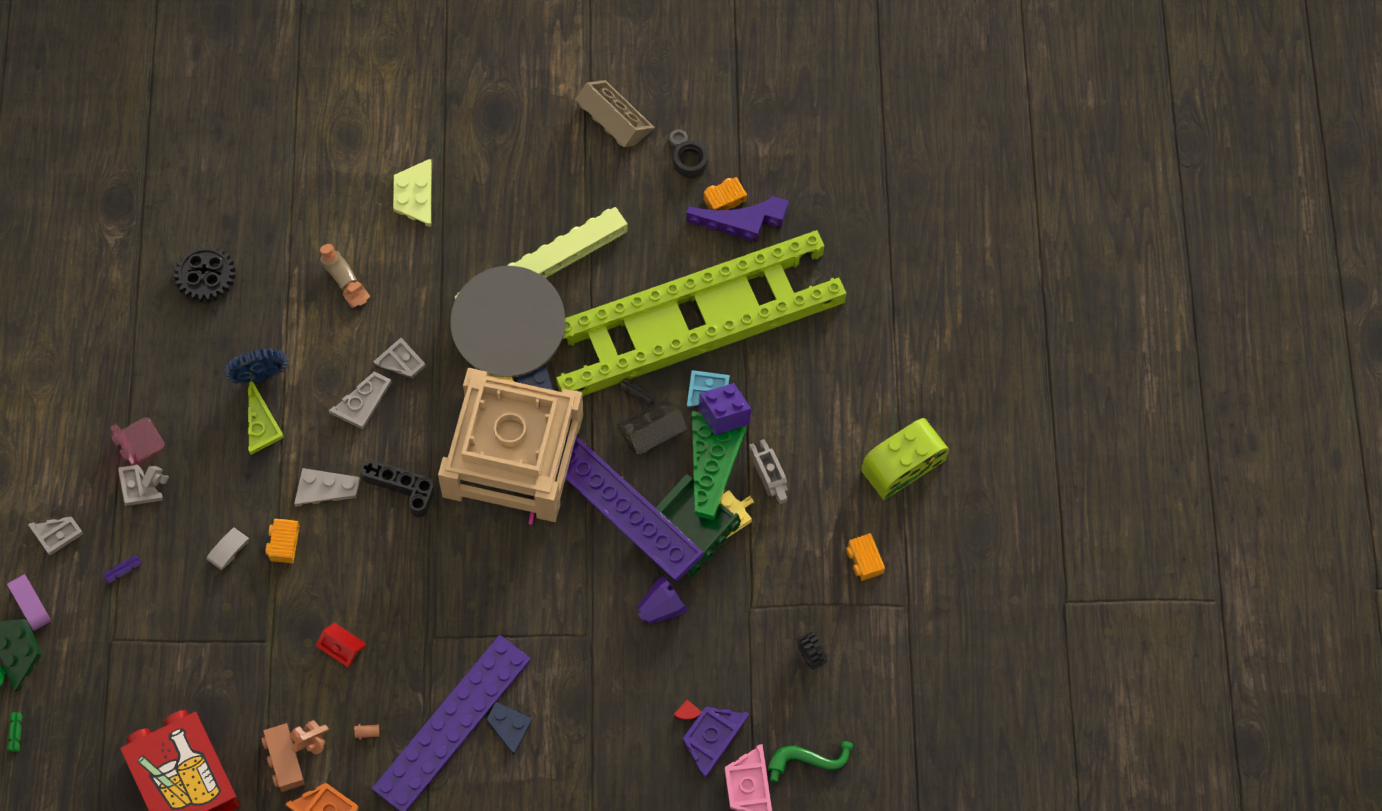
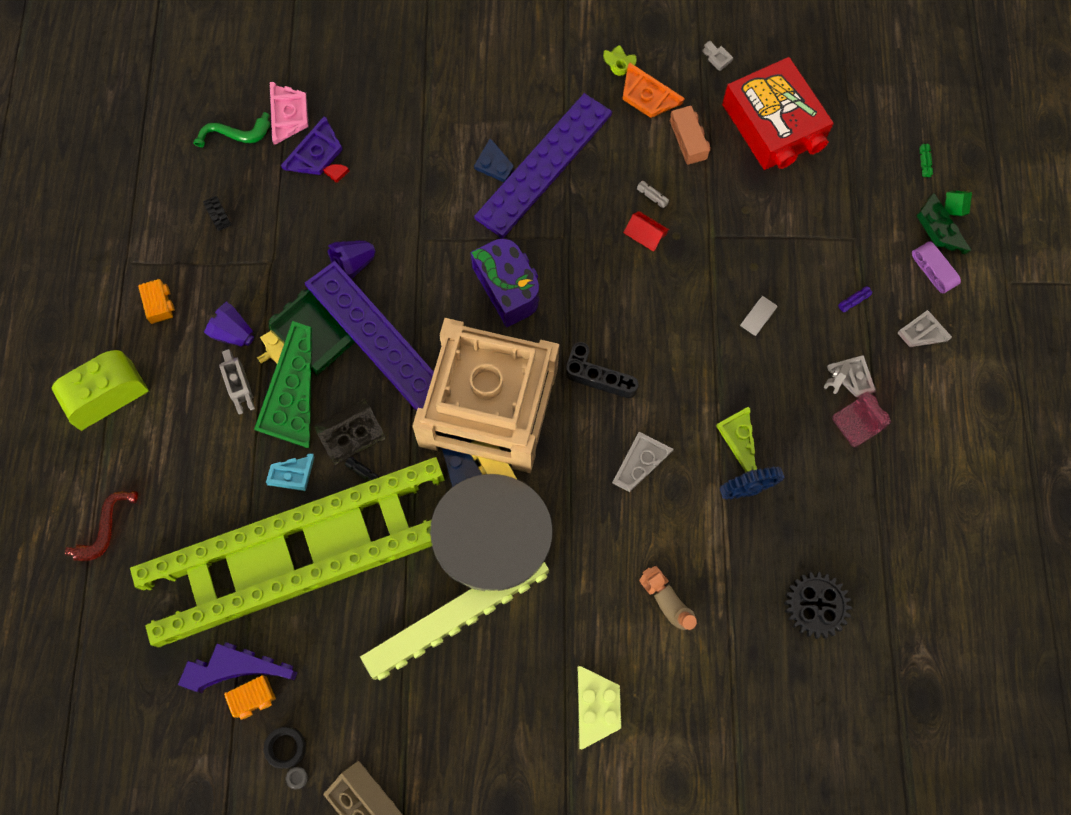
camera: 175 degrees left, 5 degrees up
(283, 540) = (707, 321): light orange brick -> none
(311, 739) = (666, 142): nougat hips -> none
(325, 486) = (671, 376): light grey wing -> none
(330, 687) = (653, 194): none -> light grey axle
(366, 731) = (619, 157): nougat pin -> none
(401, 360) = (602, 505): light grey wing -> none
(493, 575) = (507, 279): none -> dark purple brick
(724, 408) = (273, 441): dark purple brick -> none
(783, 526) = (229, 327): none -> dark purple cone
(893, 314) = (92, 552): none -> clear red animal

